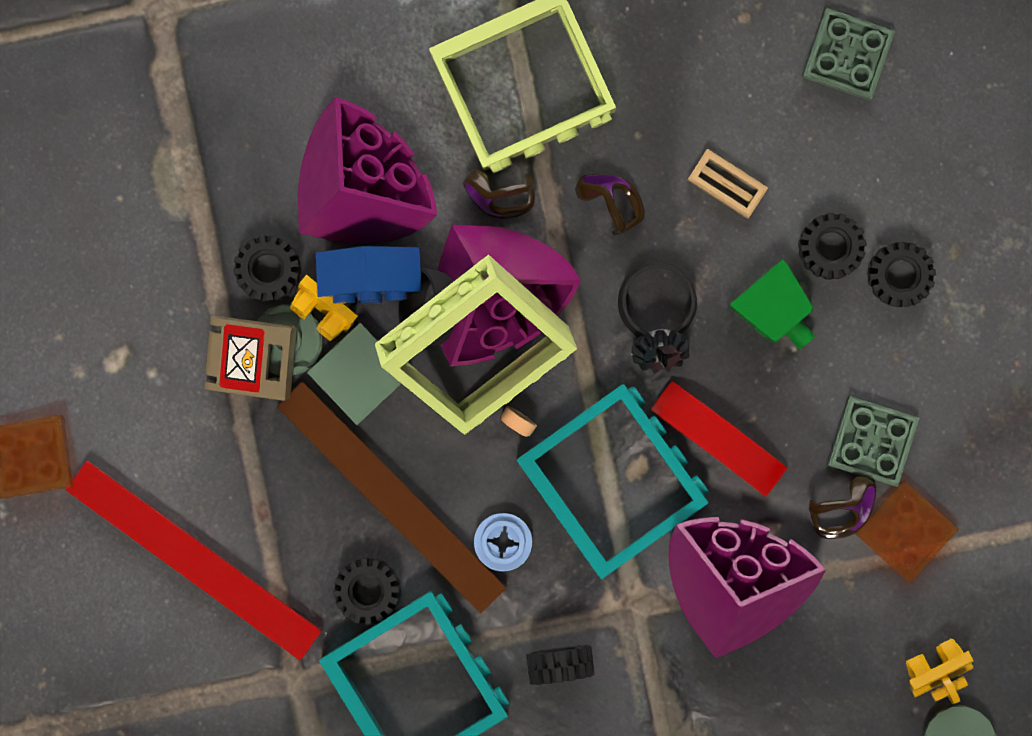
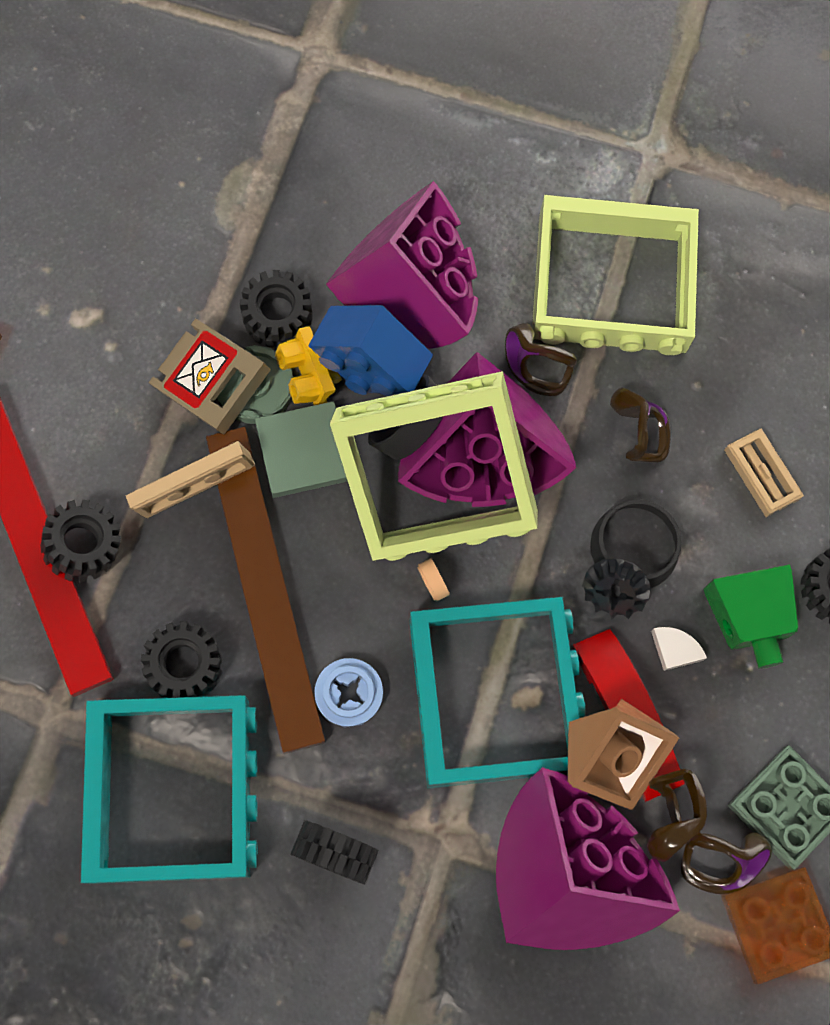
camera: 15 degrees right, 15 degrees down
(239, 523) = (80, 517): none -> black tyre
(290, 451) = (190, 480): none -> tan tile
(725, 481) = (617, 753): none -> medium nougat slope
(730, 368) = (676, 648): none -> white tile
(794, 522) = (670, 838): none -> dark brown piece

